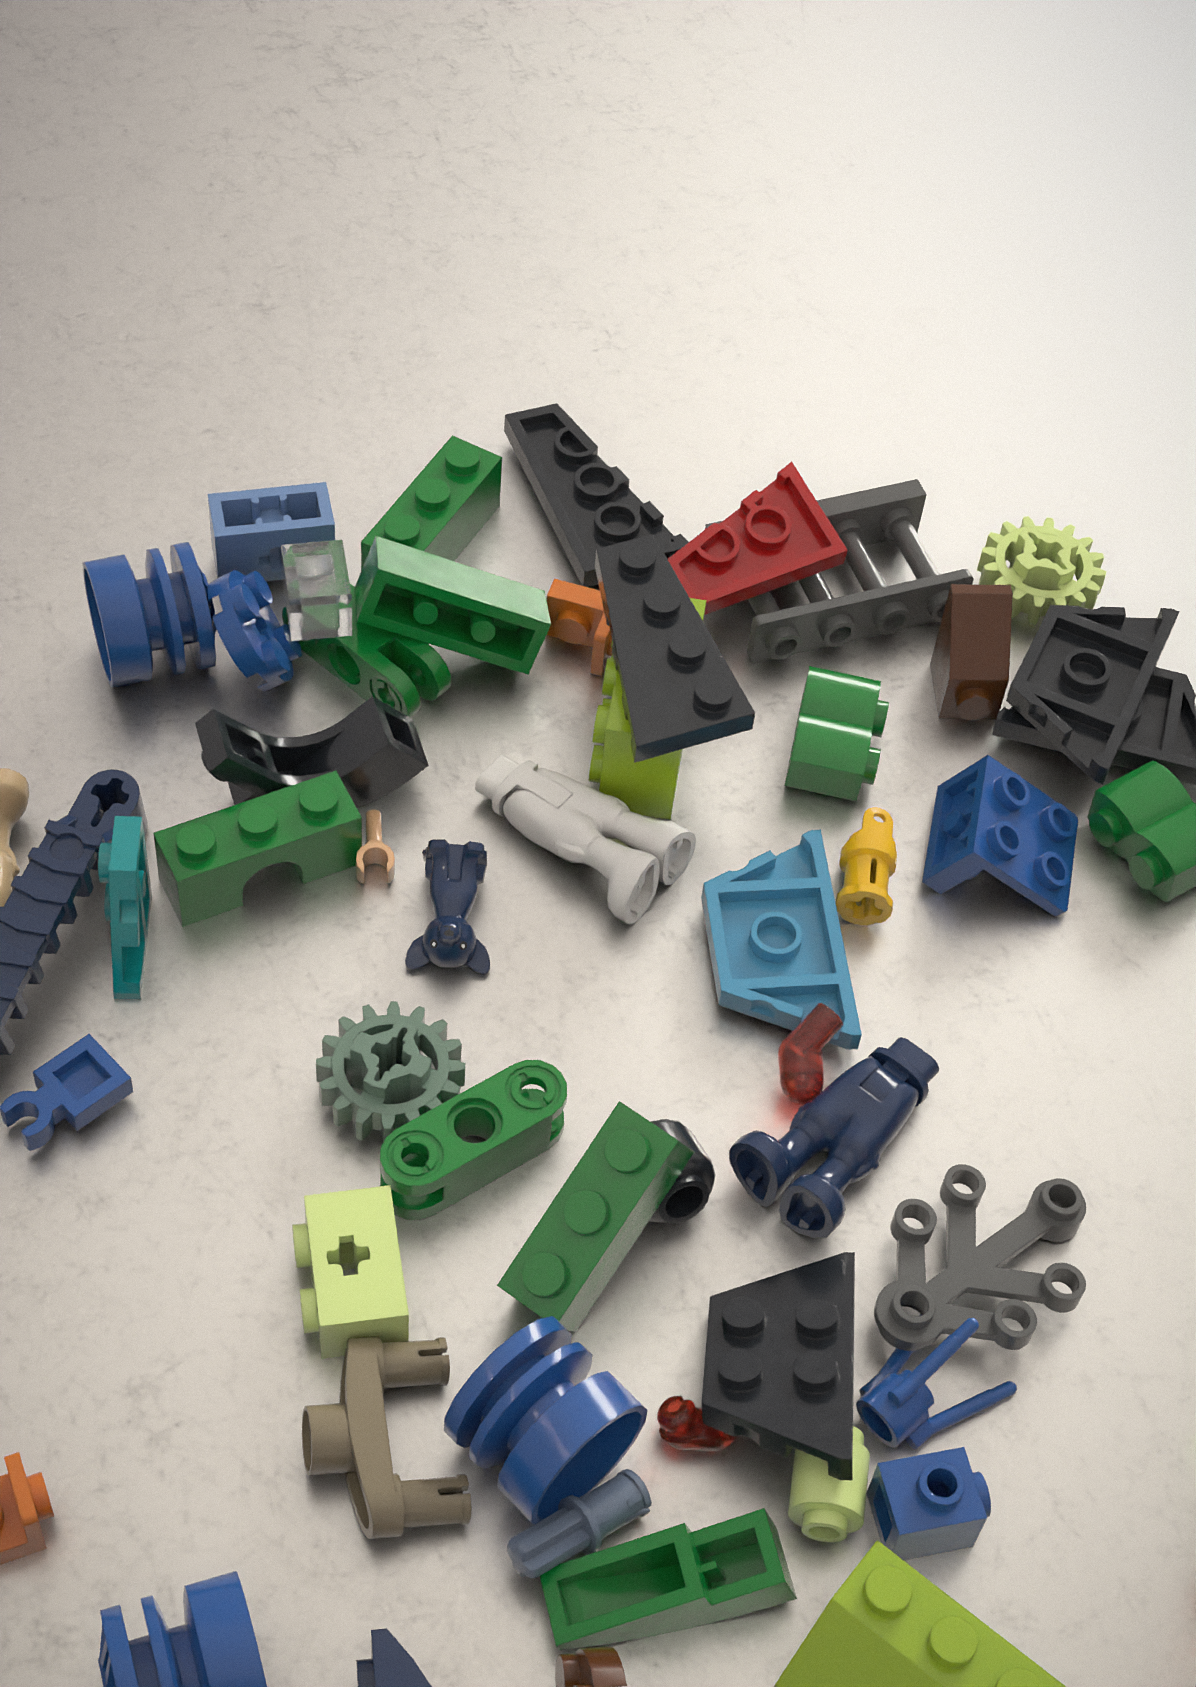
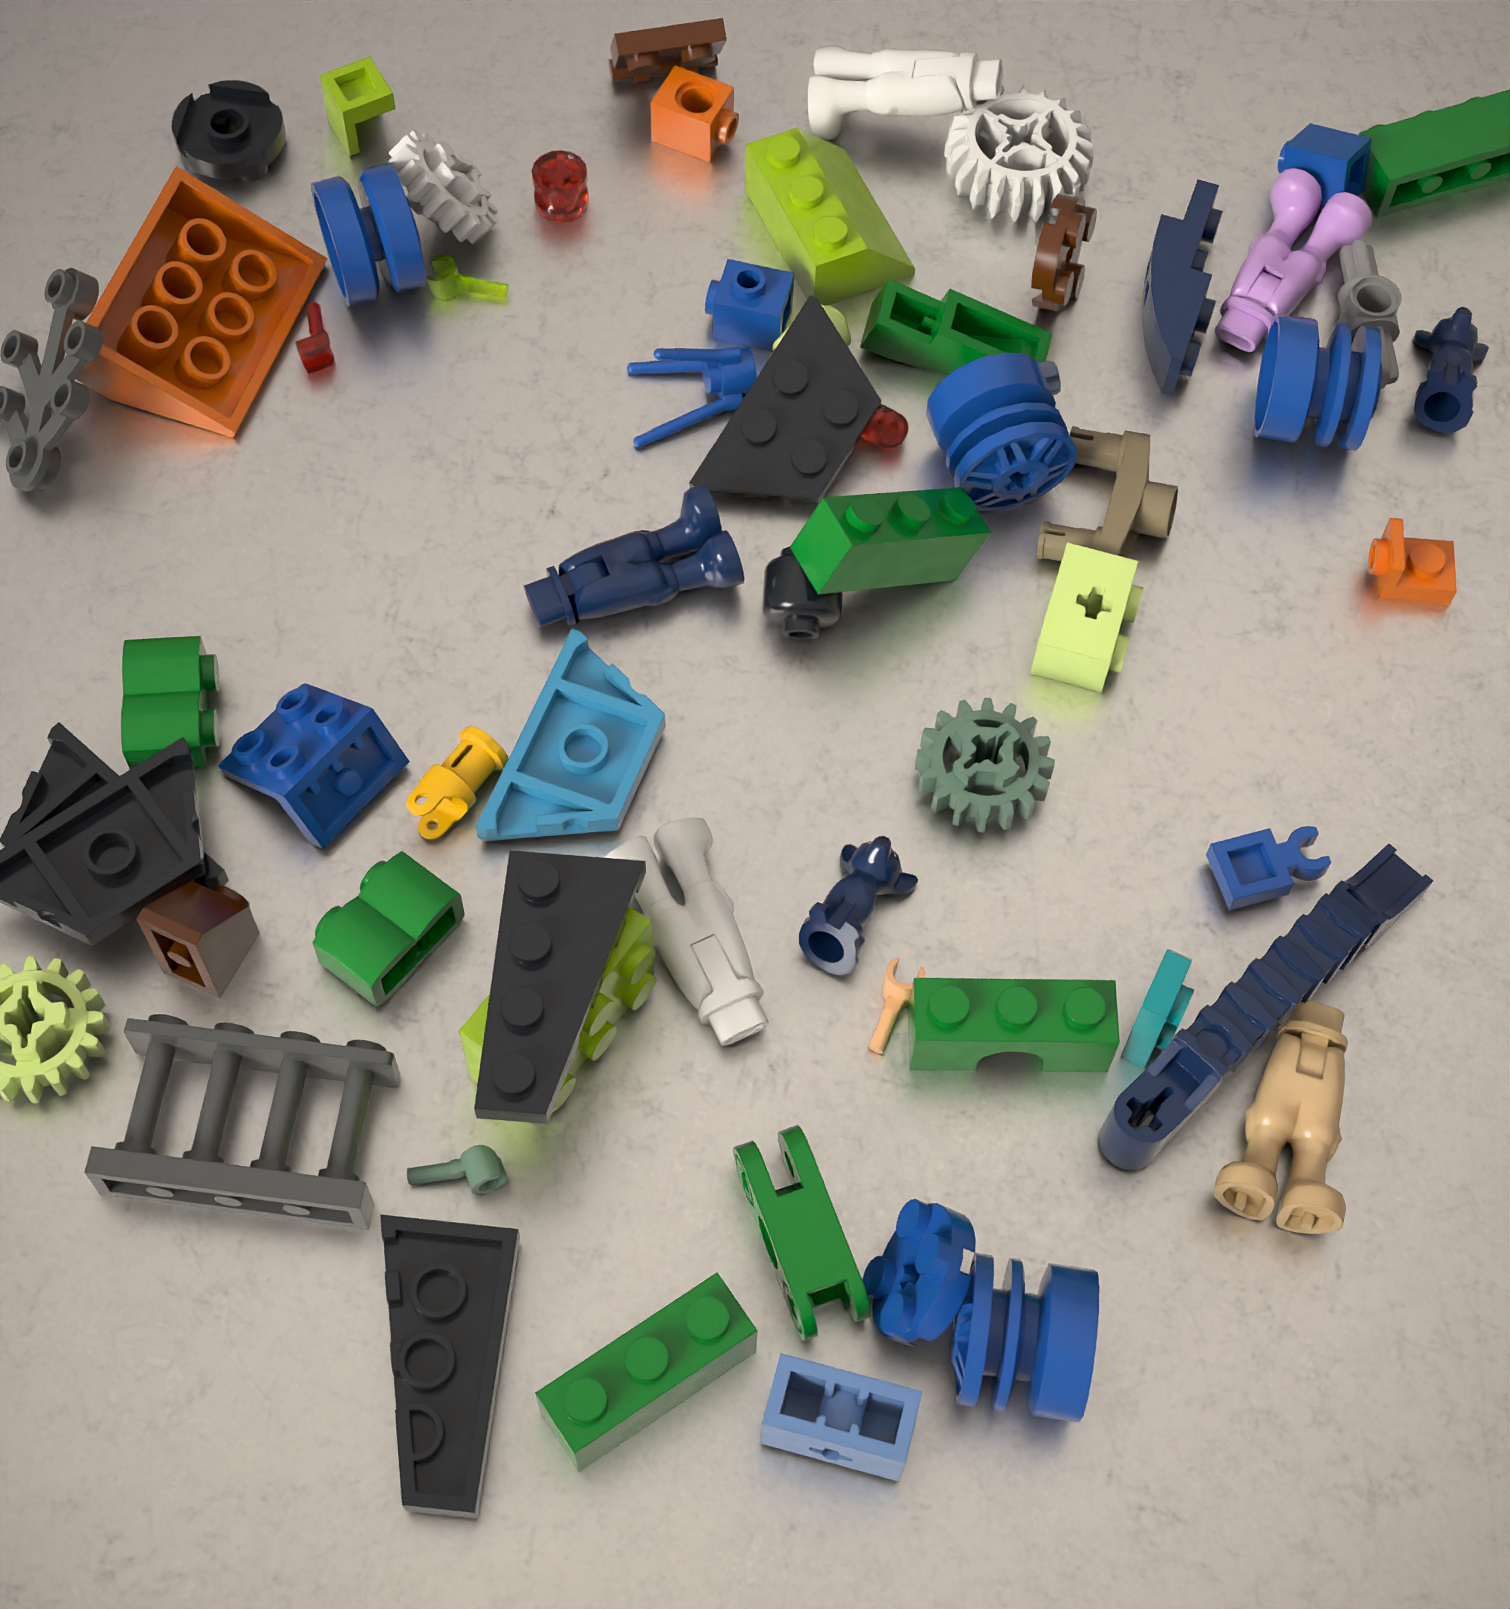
camera: 150 degrees left, 10 degrees up
(316, 590) = (843, 1257): clear brick -> none
(370, 750) = (924, 1098): black arch -> none
(435, 1168) = (979, 666): green piece -> none
(451, 605) = (700, 1205): green brick -> none
(580, 619) = (552, 1174): orange bracket -> none
(760, 546) = (332, 1139): red wing -> none
(802, 1057) = (634, 630): clear red arm -> none
(978, 1268) = (604, 433): dark grey plant -> none

